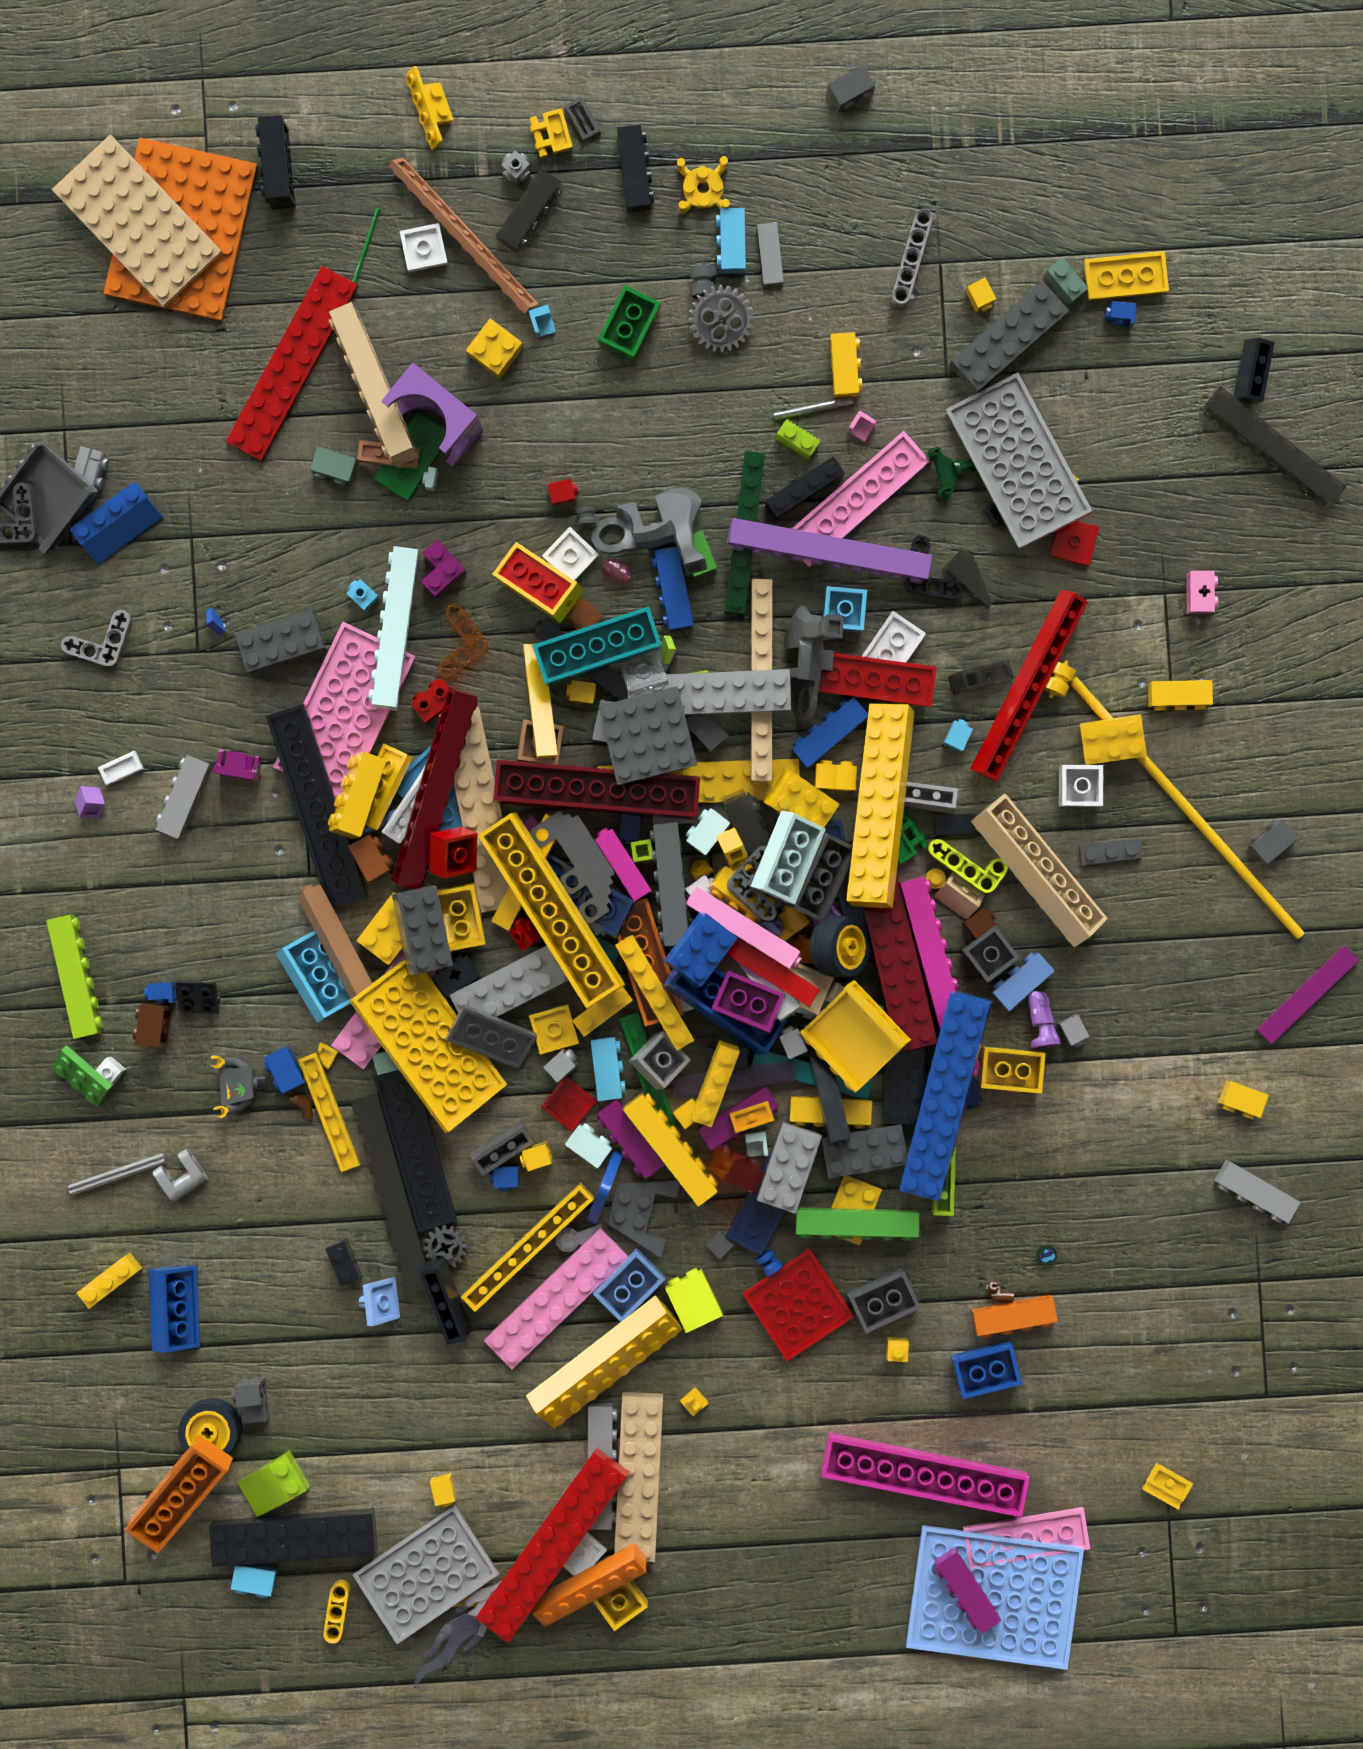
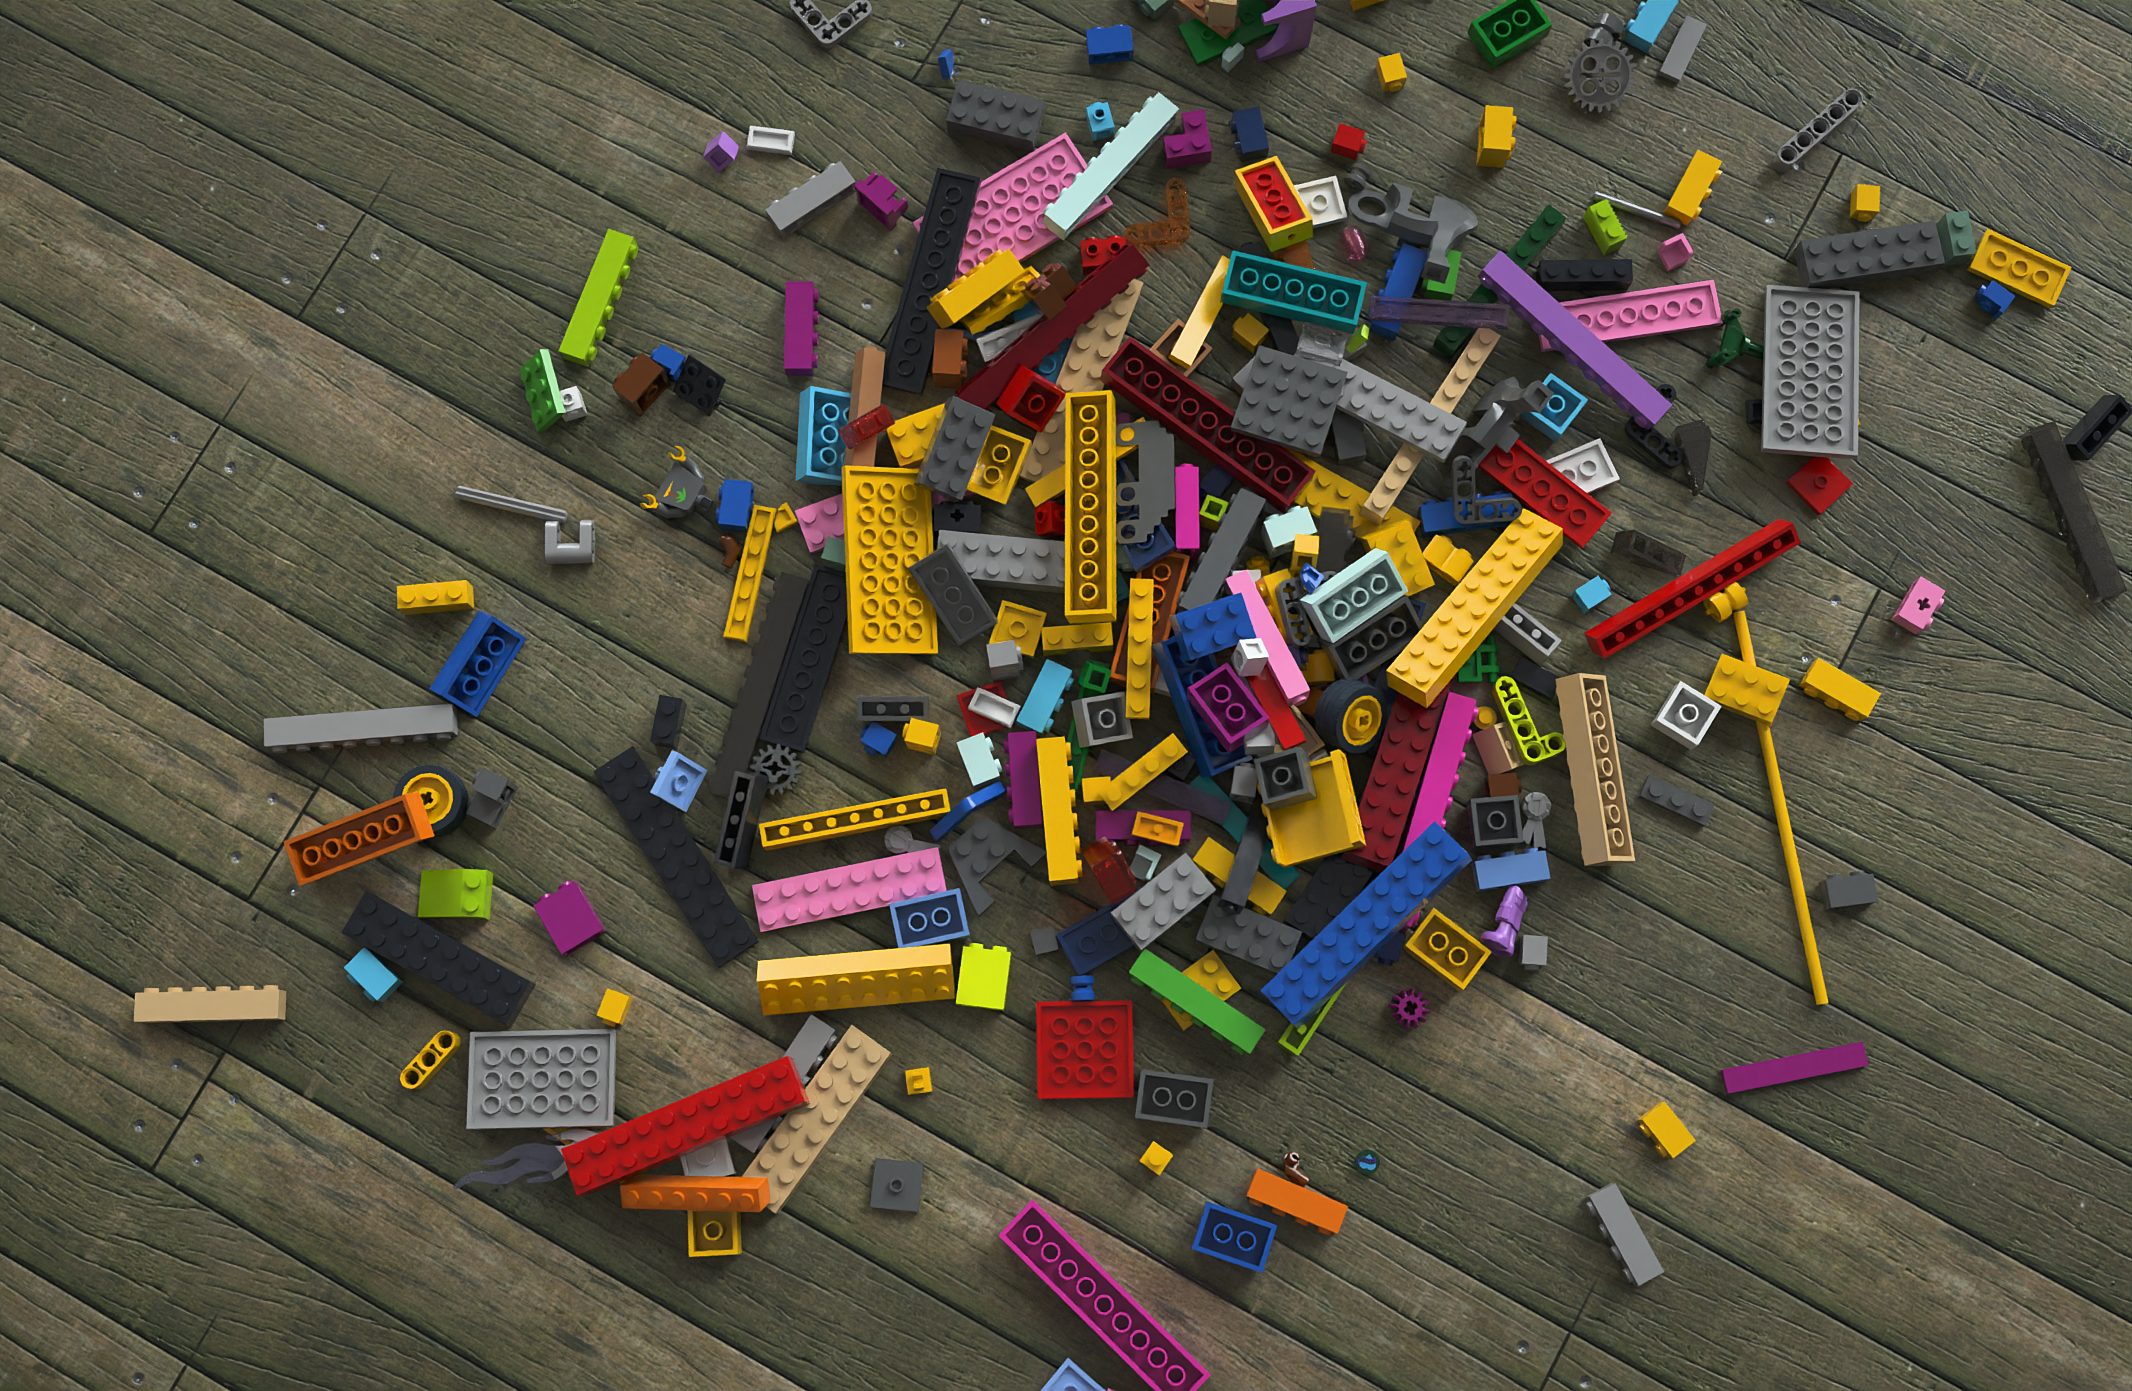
camera: 40 degrees right, 10 degrees down
(119, 1410) = (360, 727): none -> light grey brick
(152, 1675) = (210, 1006): none -> tan brick
(242, 903) = (800, 329): none -> magenta brick
(330, 528) = (1109, 44): none -> blue brick
(346, 954) = (866, 426): none -> clear red brick
(367, 1448) = (569, 917): none -> magenta brick
(414, 762) = (1049, 290): none -> reddish brown brick
(415, 1354) = (676, 858): none -> black plate
(483, 533) = (1249, 134): none -> dark blue brick
(560, 415) = (1391, 72): none -> yellow brick
(574, 1099) = (994, 707): none -> white tile
(634, 1032) = (1094, 676): none -> green brick
(671, 420) = (1495, 136): none -> yellow brick
(716, 592) = (1439, 312): none -> clear purple plate
(726, 1483) = (897, 1185): none -> dark grey plate
(741, 955) = (1249, 657): none -> white brick
(748, 865) = (1310, 577): none -> blue tile
(822, 1027) = (1285, 778): none -> dark grey brick
(833, 727) = (1476, 506): none -> dark grey beam
(1013, 922) = (1535, 807): none -> light grey piece
(1017, 1126) = (1416, 1013): none -> magenta gear

